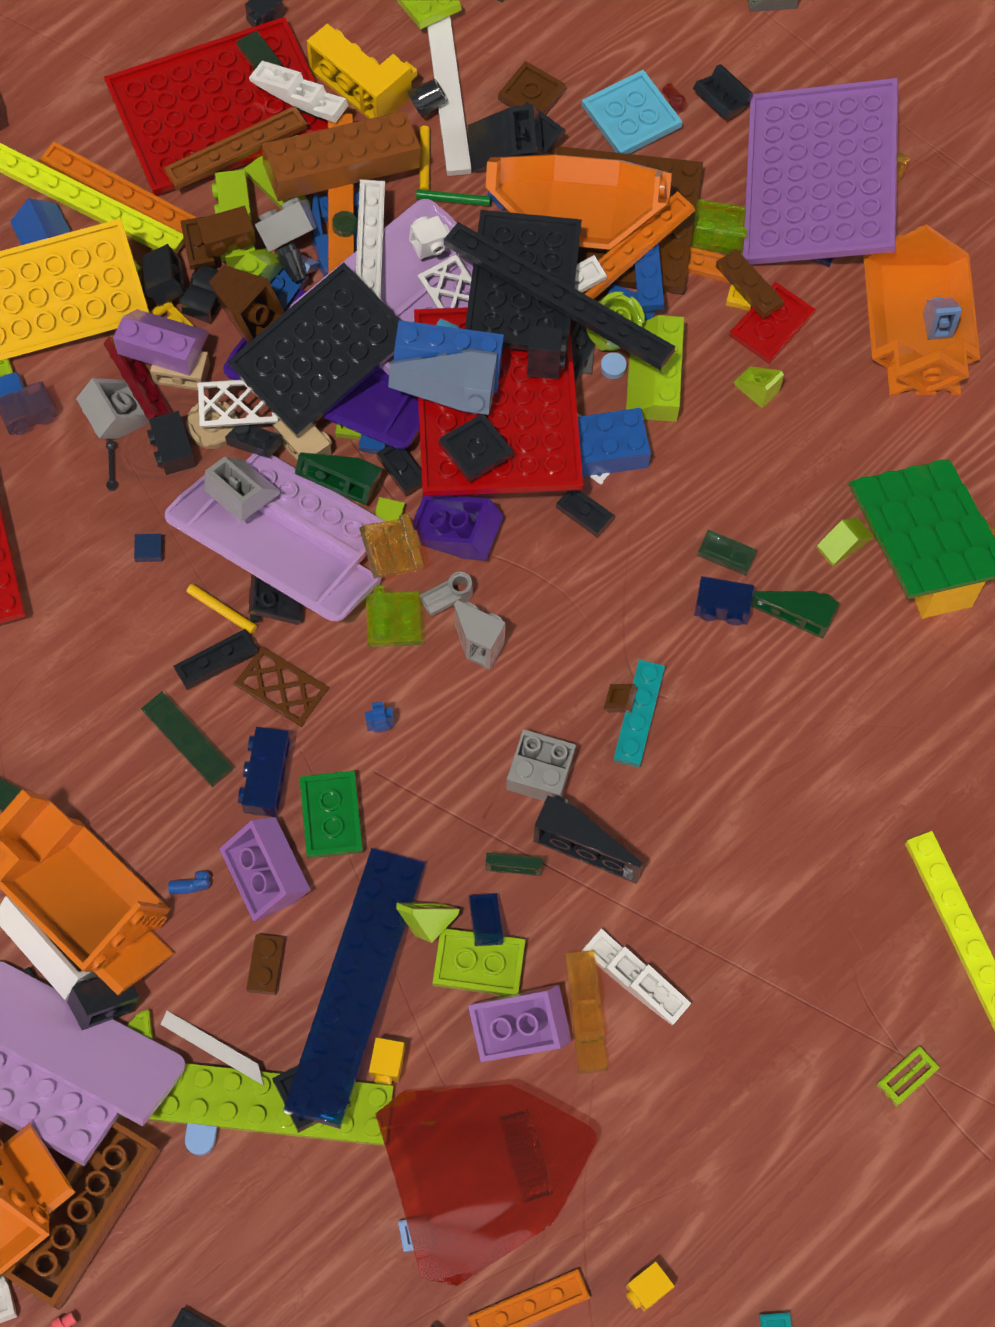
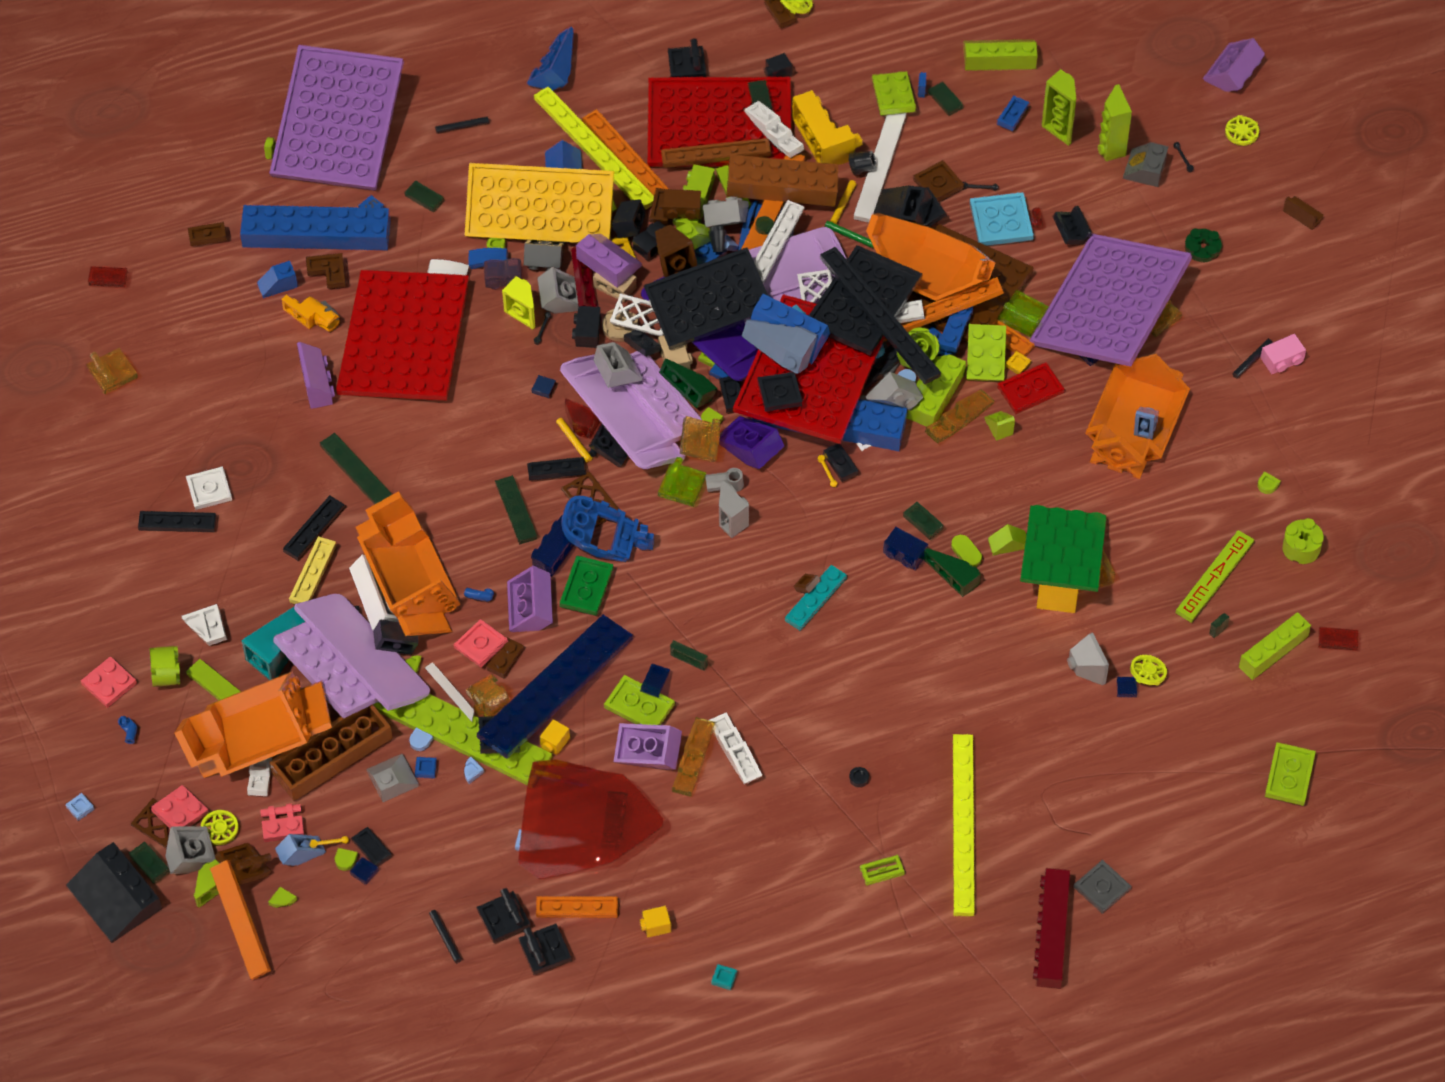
camera: 25 degrees right, 10 degrees down
(67, 441) = (519, 301): none -> neon yellow slope
(69, 363) = (543, 254): none -> dark grey slope
(143, 39) = (687, 61): none -> black plate
(185, 1212) = (392, 777): none -> light grey slope
(219, 576) = (581, 418): none -> clear red slope
(223, 958) = (480, 643): none -> coral plate
(225, 1178) = (425, 767): none -> blue tile
(272, 1040) = (488, 696): none -> clear yellow brick
(287, 733) = (580, 520): none -> blue slope
(292, 1155) = (472, 770): none -> light blue tile
(427, 919) = (616, 665): lime slope -> none
(428, 236) = (812, 250): white brick -> none
(540, 766) = (733, 604): light grey slope -> none
(546, 352) = (852, 347): black brick -> none
(556, 516) = (821, 459): none -> yellow hinge
(575, 835) = (733, 649): black slope -> none
(601, 75) = (994, 187): none -> black hinge
(619, 391) = (895, 391): none -> light grey slope
(700, 295) = (986, 352): none -> lime plate
(704, 393) = (960, 416): none -> clear yellow slope
(749, 283) = (1025, 356): reddish brown plate -> none
(799, 573) = (966, 550): none -> lime tile
(814, 950) = (859, 777): none -> black tile
(887, 51) = (1205, 236): none -> dark green plate

